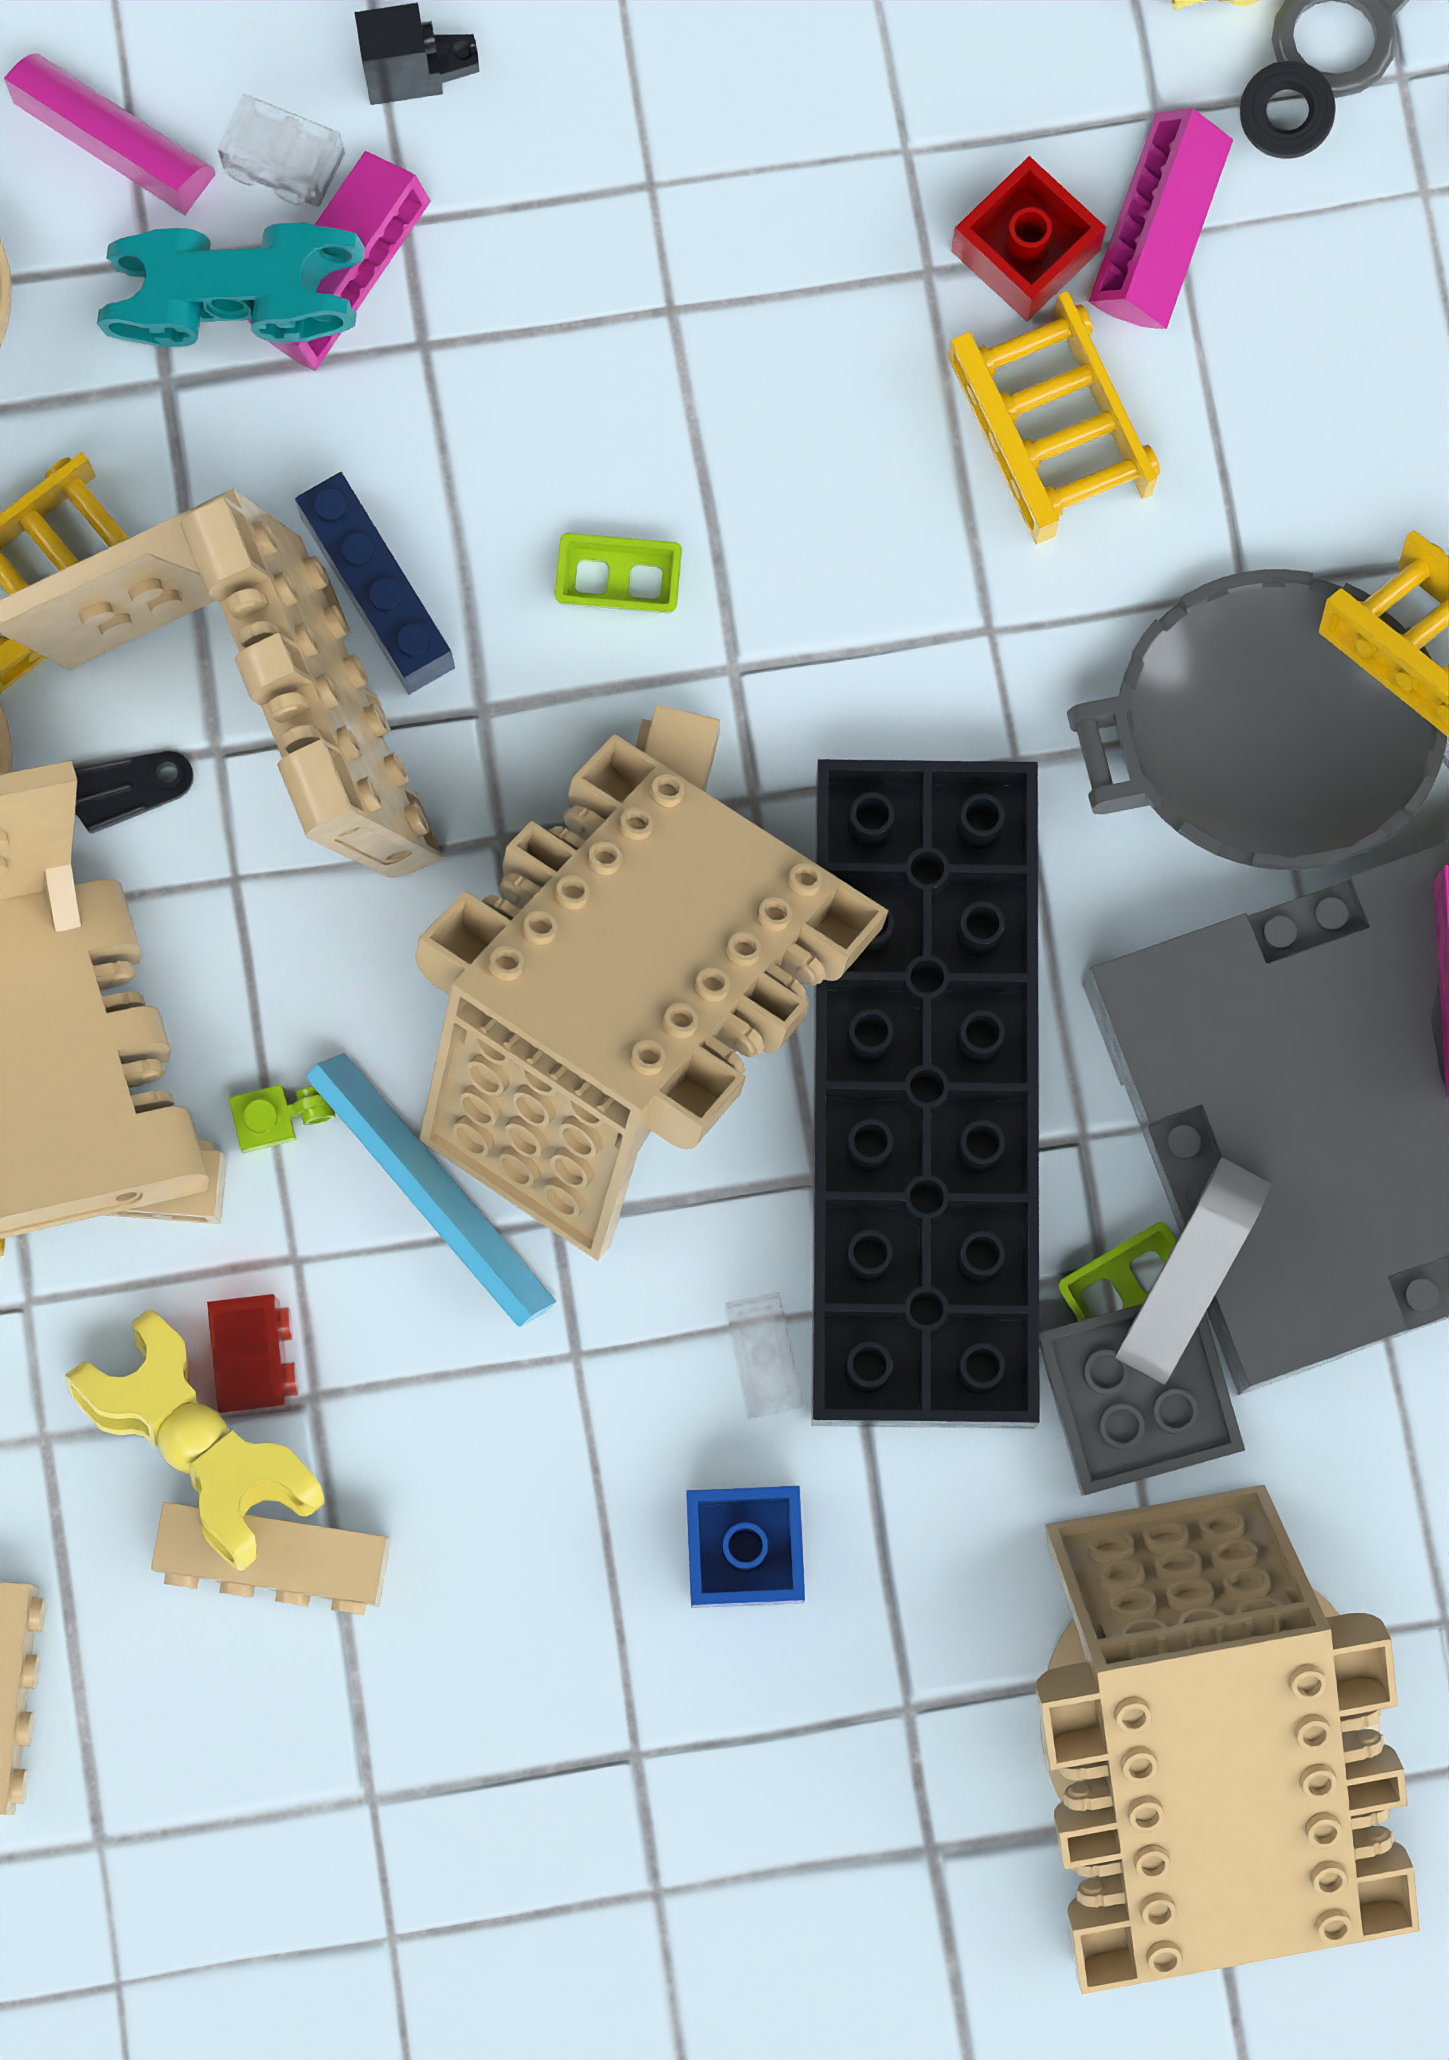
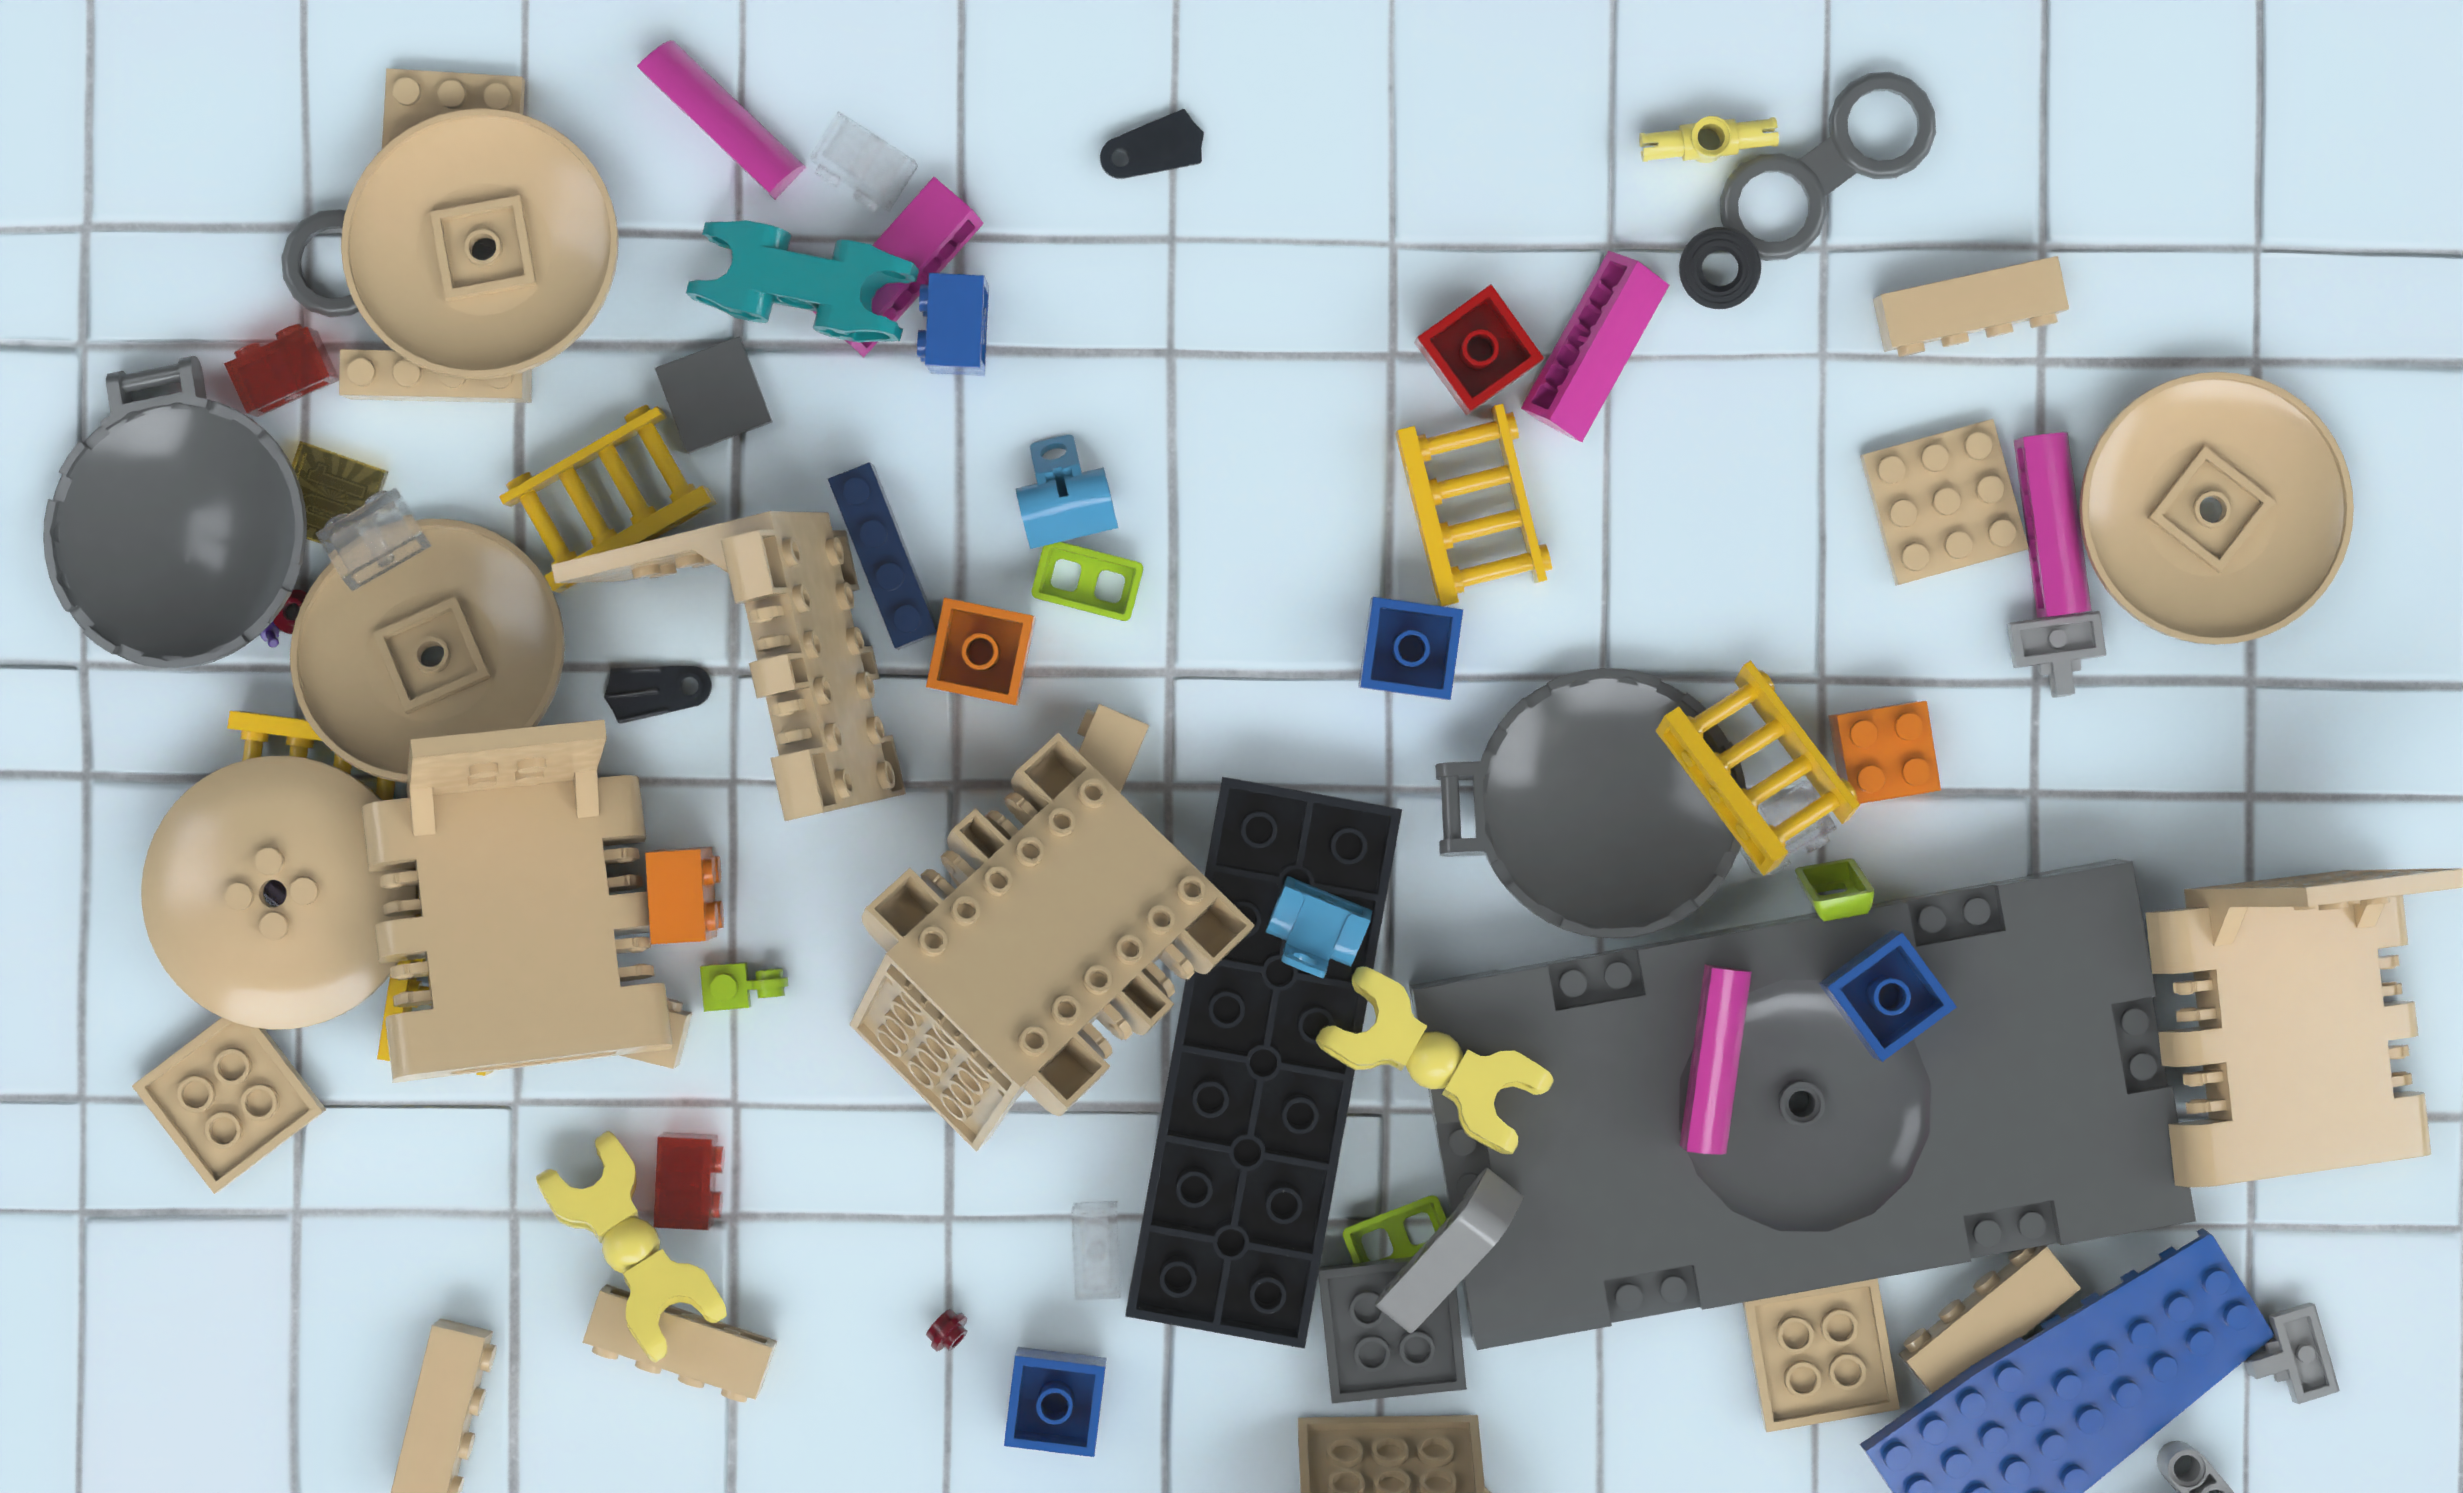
camera: 10 degrees right, 10 degrees up
(146, 439) = (713, 395): none -> dark grey tile
(194, 1007) = (683, 895): none -> orange brick
(406, 58) = (986, 99): black hinge -> none
(414, 304) = (955, 324): none -> blue brick
(431, 1189) = (852, 1070): medium azure tile -> none
(506, 670) = (981, 651): none -> orange brick
(576, 481) = (1064, 499): none -> dark azure piece
(597, 1486) = (947, 1330): none -> dark red plate
(614, 85) = (1155, 147): none -> black piece
(963, 904) = (1317, 927): none -> dark azure piece
(1012, 584) = (1410, 648): none -> blue brick
(1133, 1037) = (1434, 1060): none -> light yellow piece

